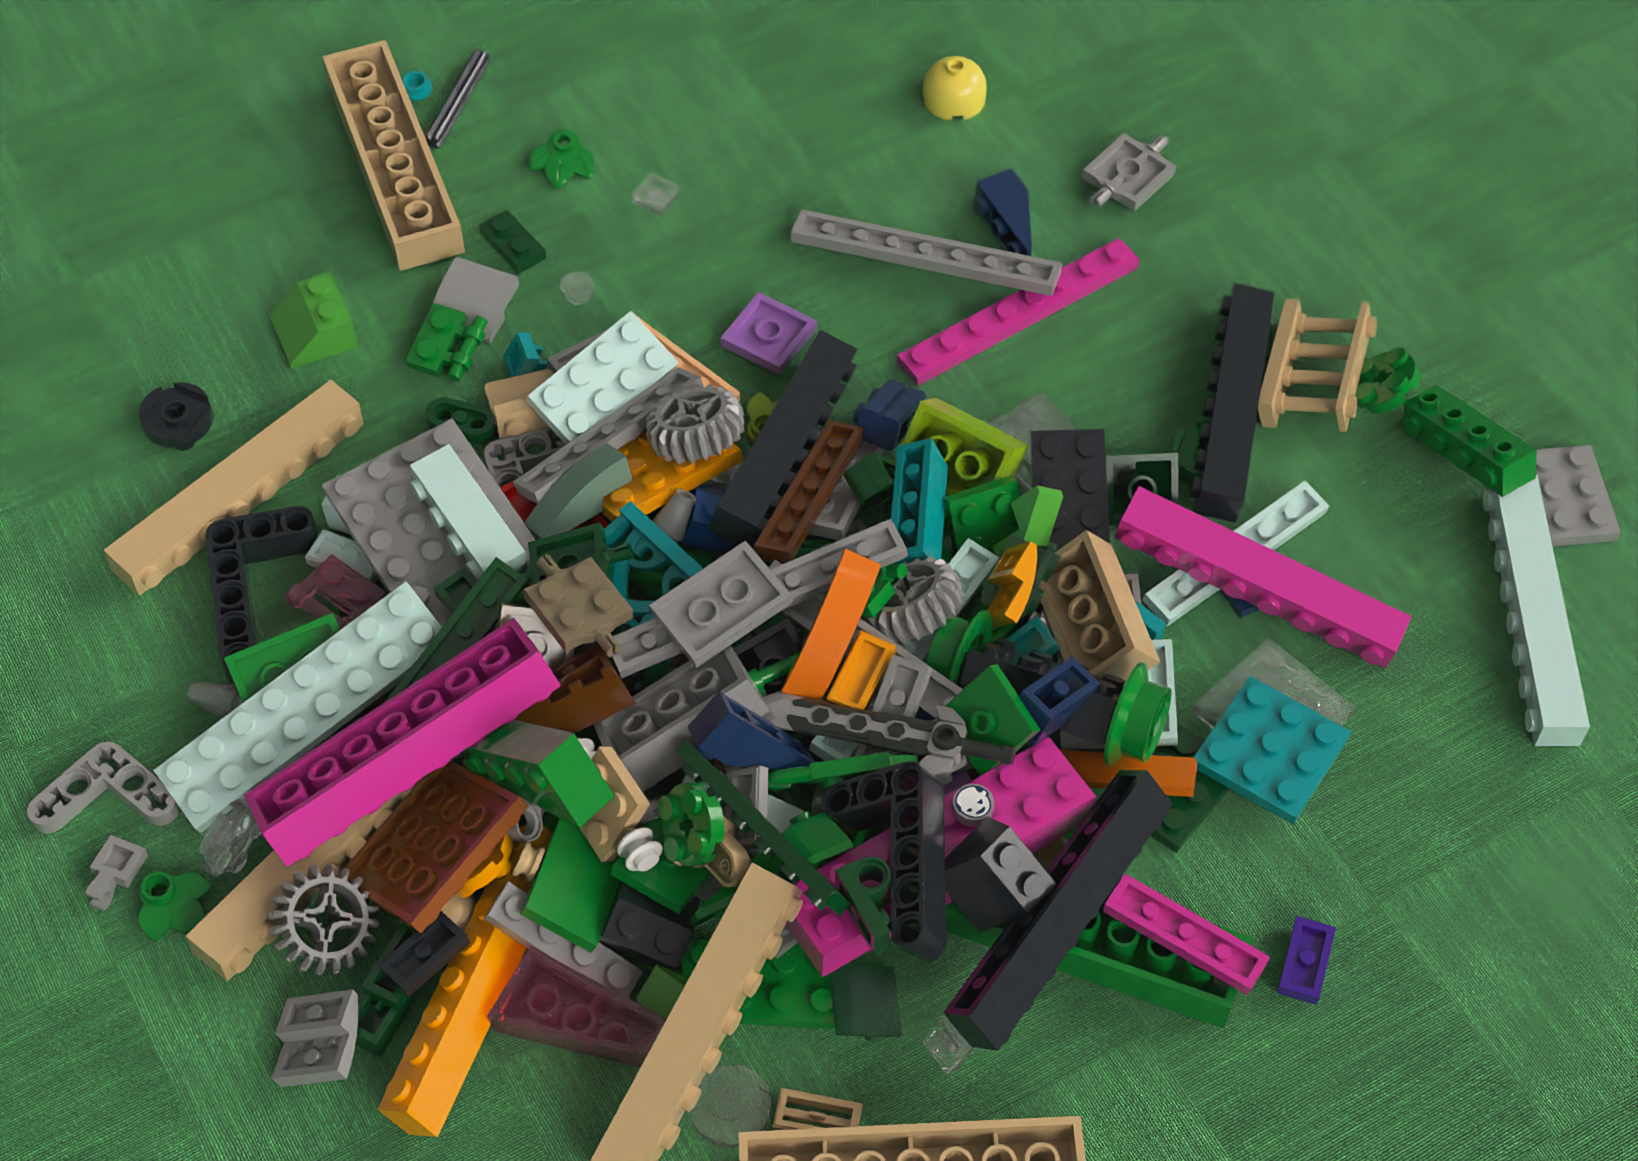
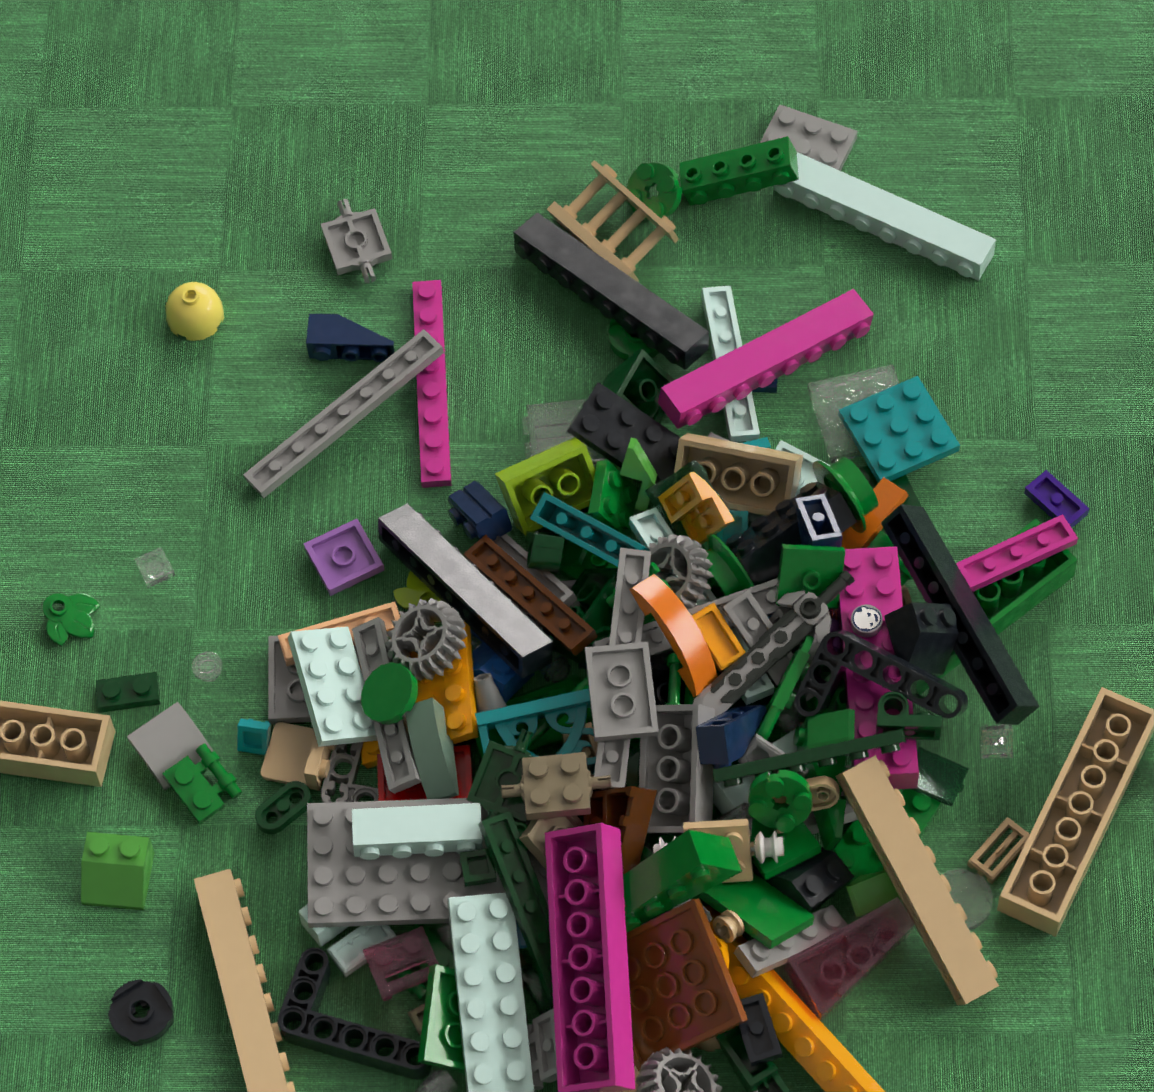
camera: 55 degrees left, 5 degrees up
(613, 423) = (389, 693): none -> green tile

